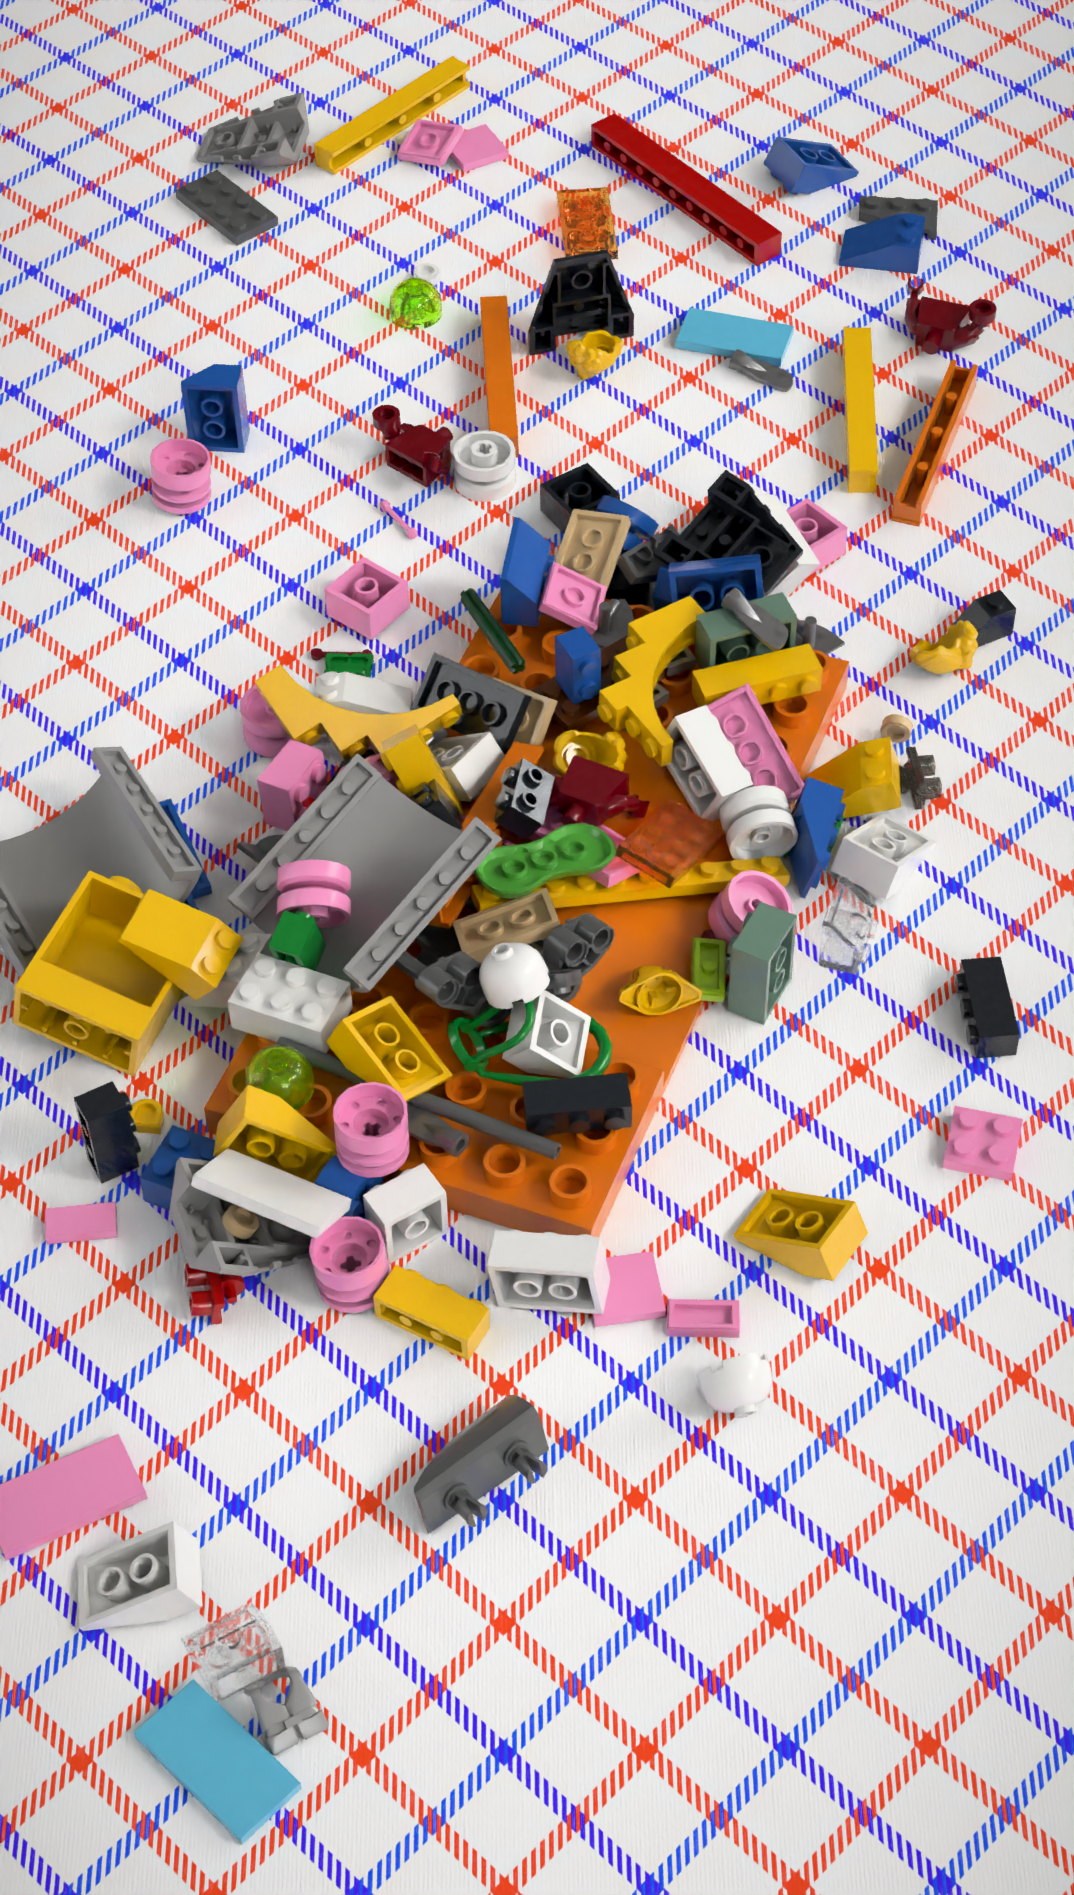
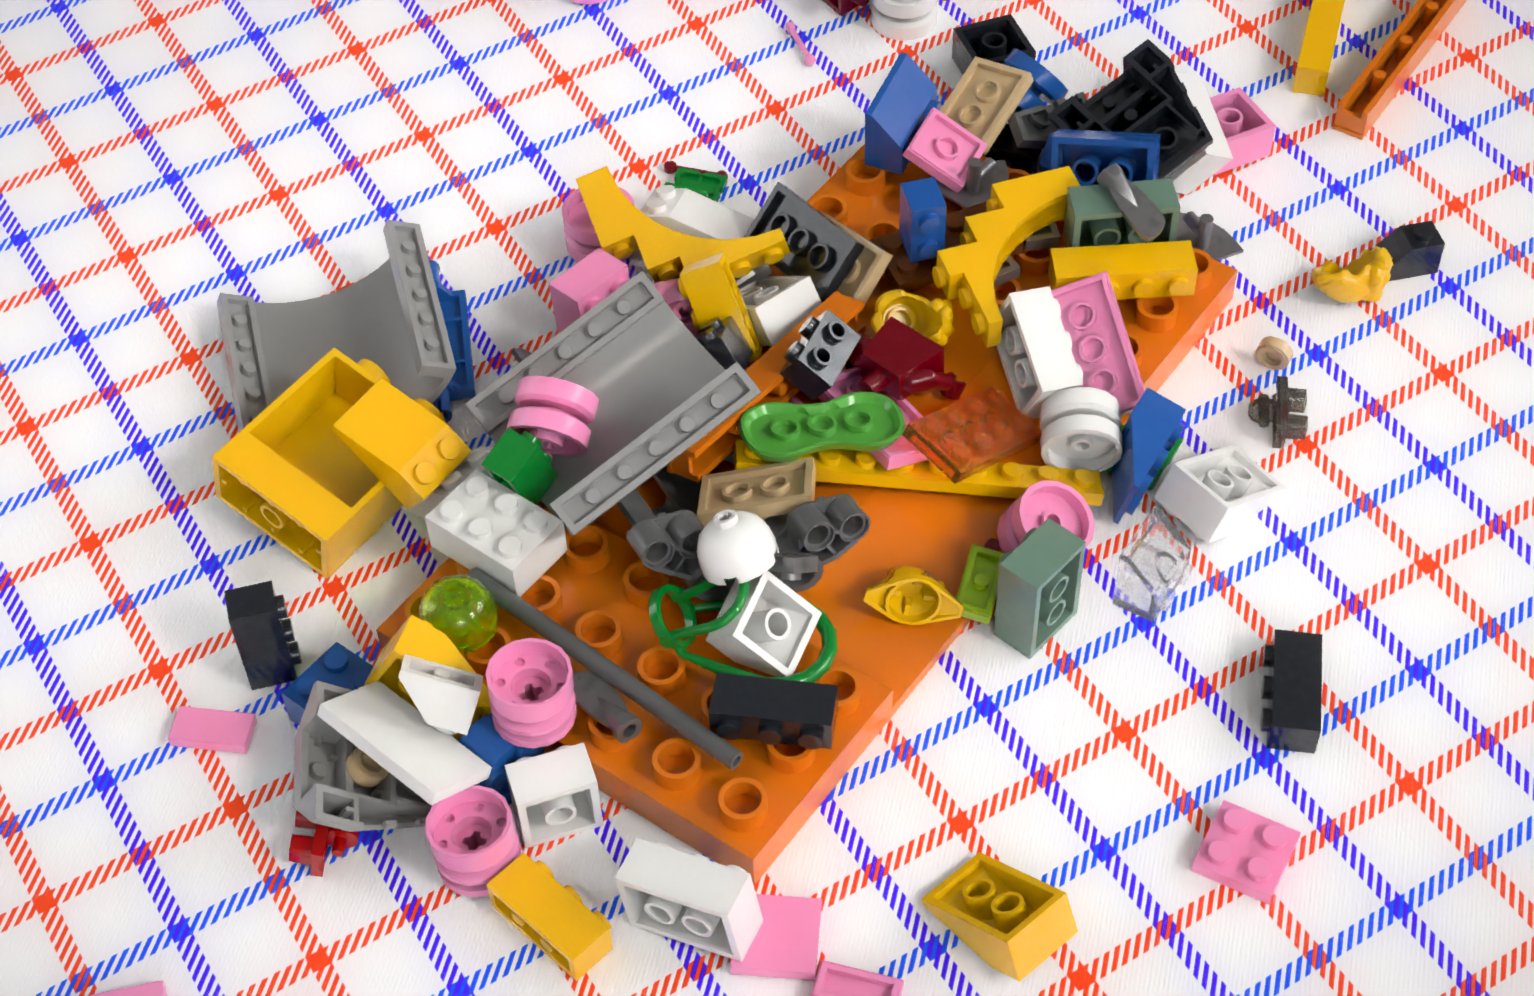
camera: 15 degrees right, 0 degrees up
(148, 1116) = (322, 626): yellow tile -> none
(296, 1146) = (441, 693): none -> white slope
(367, 598) = (737, 117): bright pink brick -> none
(388, 1049) = (581, 607): yellow slope -> none
(492, 631) = (850, 171): dark green axle -> none
(867, 775) = (1219, 401): yellow slope -> none

